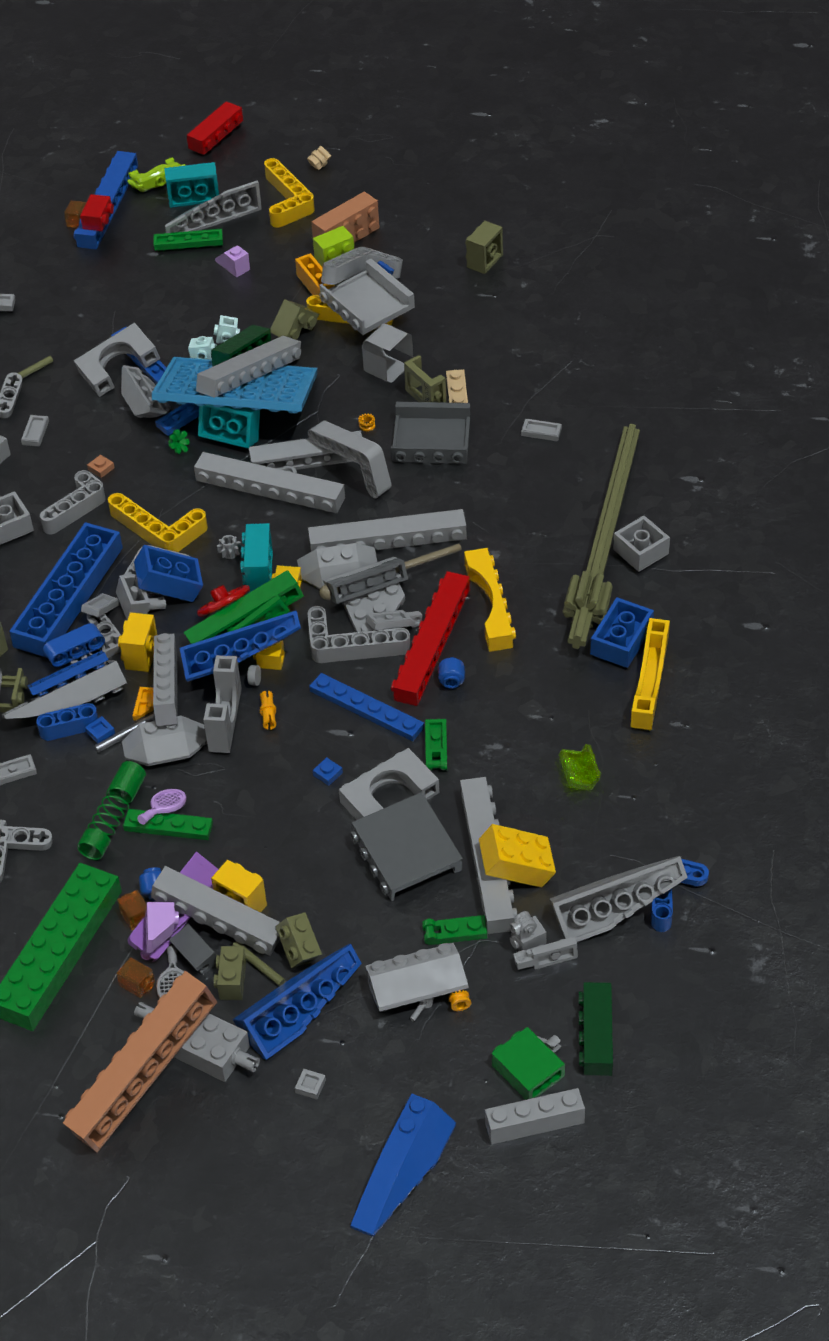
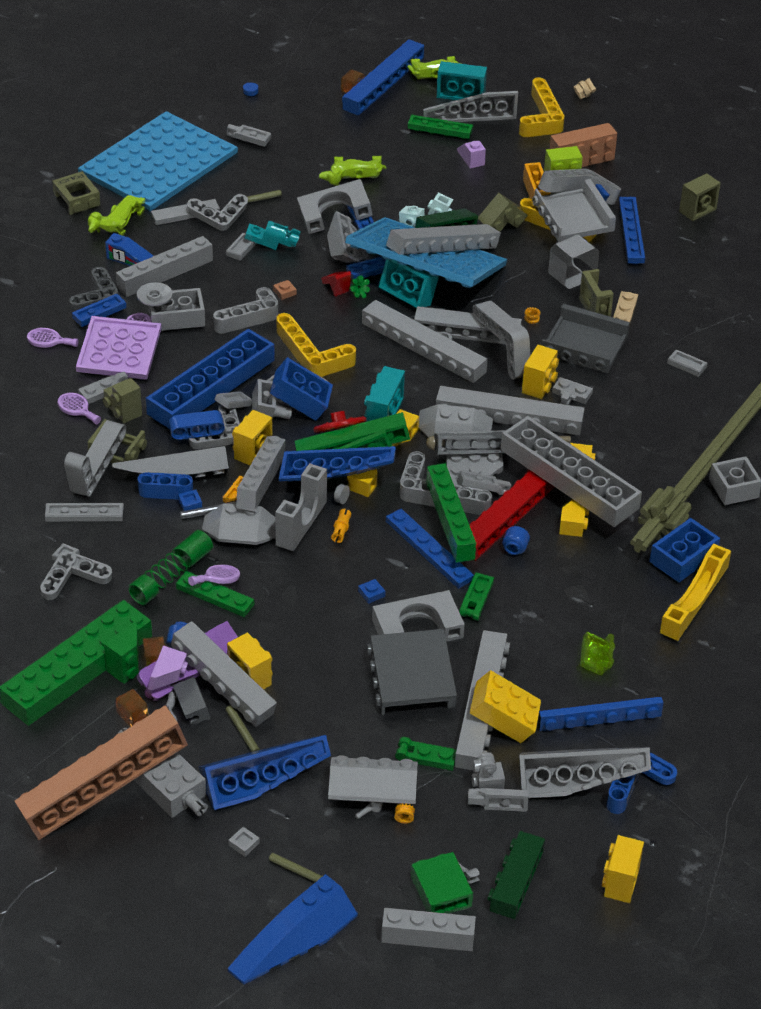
camera: 15 degrees right, 5 degrees down
(64, 409) = (272, 235): none -> teal plate
(74, 670) = (174, 447): blue plate -> none
(96, 212) = (367, 83): red brick -> none
(104, 922) = (123, 654): none -> green slope
(117, 312) = (352, 169): none -> lime animal
(155, 441) = (338, 281): none -> red slope
(214, 128) = (502, 41): red brick -> none
(229, 547) = (364, 383): light grey gear -> none
(231, 972) = (214, 729): olive brick -> none
(298, 940) = (282, 718): olive brick -> none
(376, 1095) = (300, 870): none -> olive bar
(378, 664) = (451, 513): none -> green brick
(403, 483) = (540, 371): none -> yellow brick
(429, 301) = (631, 230): none -> blue plate
(439, 494) = (571, 391): none -> light grey hinge
(480, 583) = (571, 471): none -> light grey brick
(609, 831) = (600, 713): none -> blue plate
(699, 989) = (622, 868): none -> yellow brick

